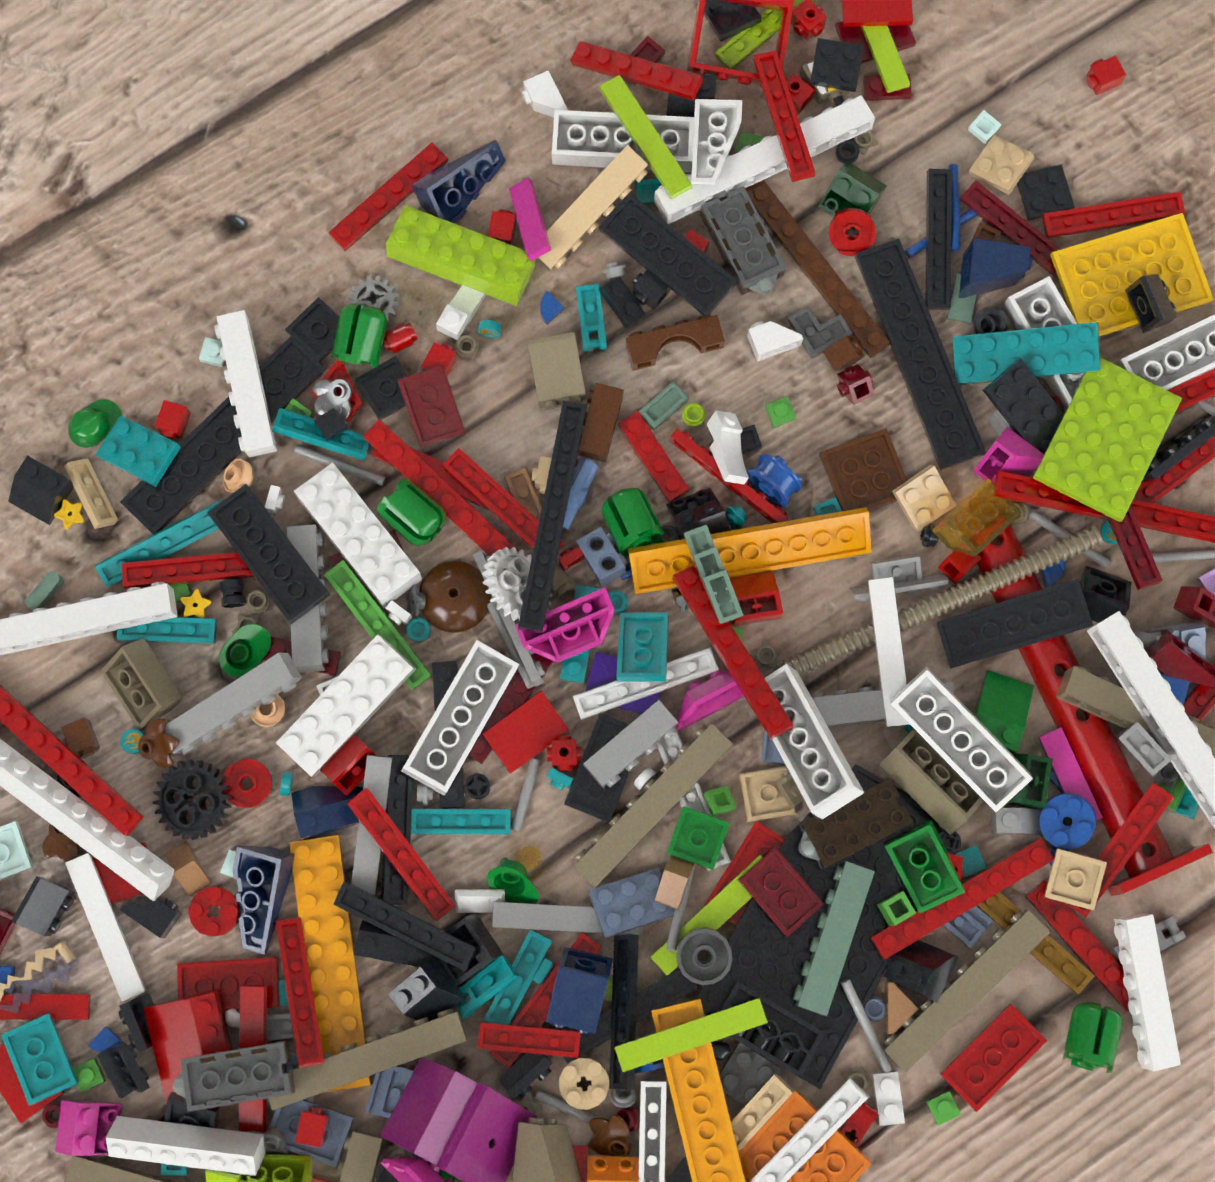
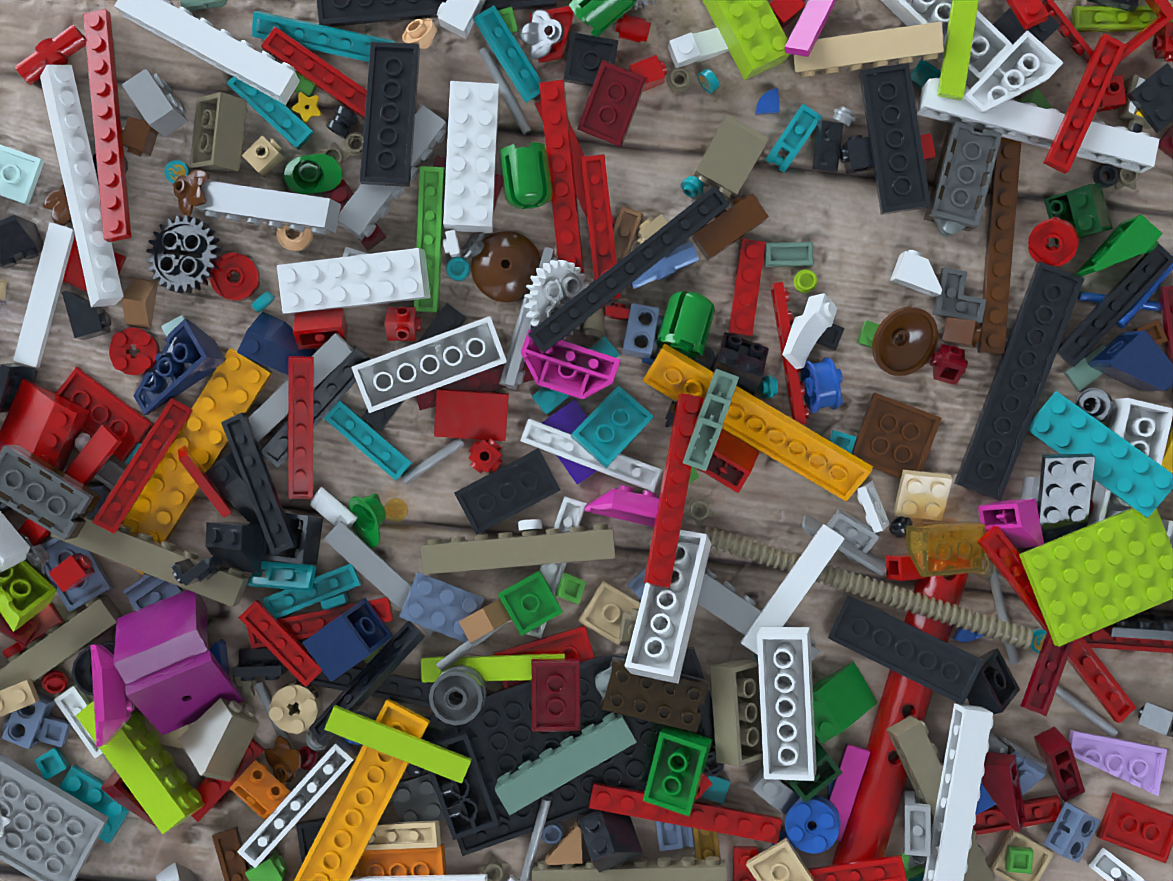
camera: 40 degrees right, 10 degrees up
(74, 699) = (156, 102): none -> light grey brick
(192, 670) = (264, 155): none -> tan brick
(274, 500) = (432, 75): white plate -> none
(330, 424) = (521, 52): black tile -> none
(359, 960) = (203, 481): none -> red tile
(411, 707) = (402, 323): none -> red brick
(421, 1025) = (188, 573): none -> black bracket
(424, 793) = (356, 397): light grey plate -> none
(476, 782) = (399, 422): black wheel -> none
(546, 416) = (692, 187): none -> teal plate
(559, 779) = (466, 472): teal plate -> none
(619, 601) = (624, 375): teal tile -> none
(631, 744) = (539, 492): light grey brick -> none
(703, 334) = (866, 223): reddish brown arch -> none
(816, 391) = (913, 345): none -> reddish brown dish
(896, 908) = (629, 781): bright green brick -> none
(901, 542) = (875, 513): none -> white plate
(906, 182) = (1126, 241): none -> green slope

